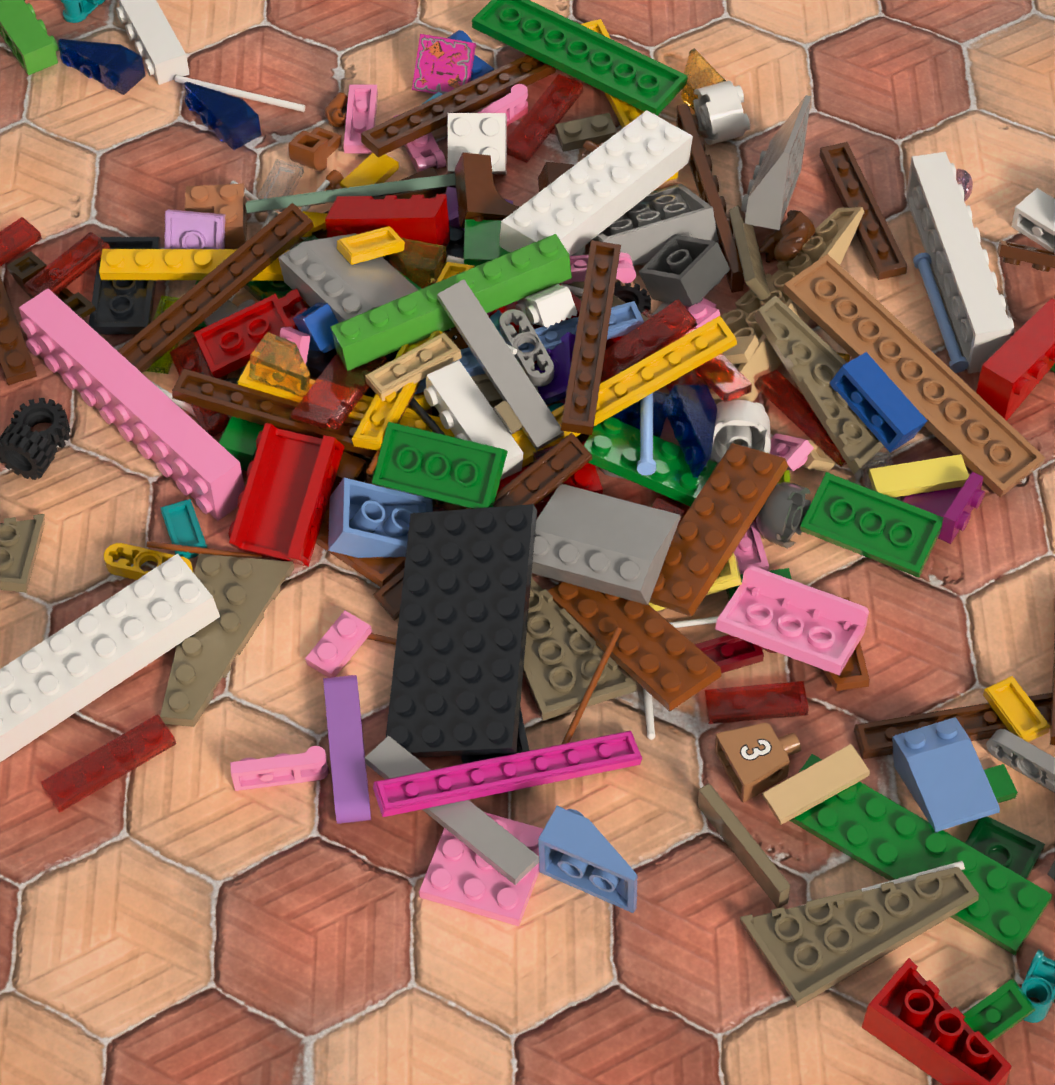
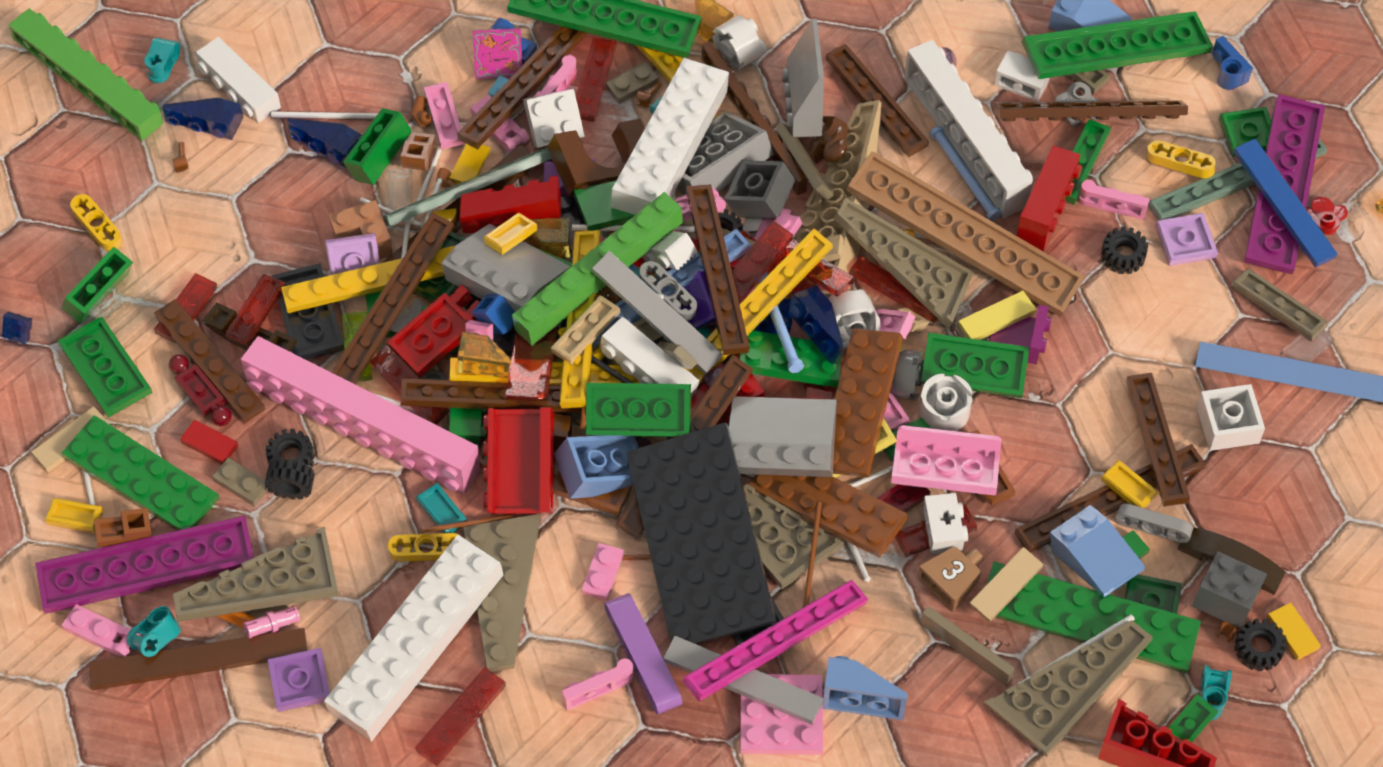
camera: 20 degrees left, 5 degrees up
(58, 104) = (180, 163): none -> dark orange hand
(271, 131) = (377, 146): none -> green brick
(330, 166) = (428, 176): none -> white axle
(765, 691) = (937, 511): none -> white brick
(819, 555) = (945, 402): none -> white brick
(878, 402) = (949, 265): blue brick -> none

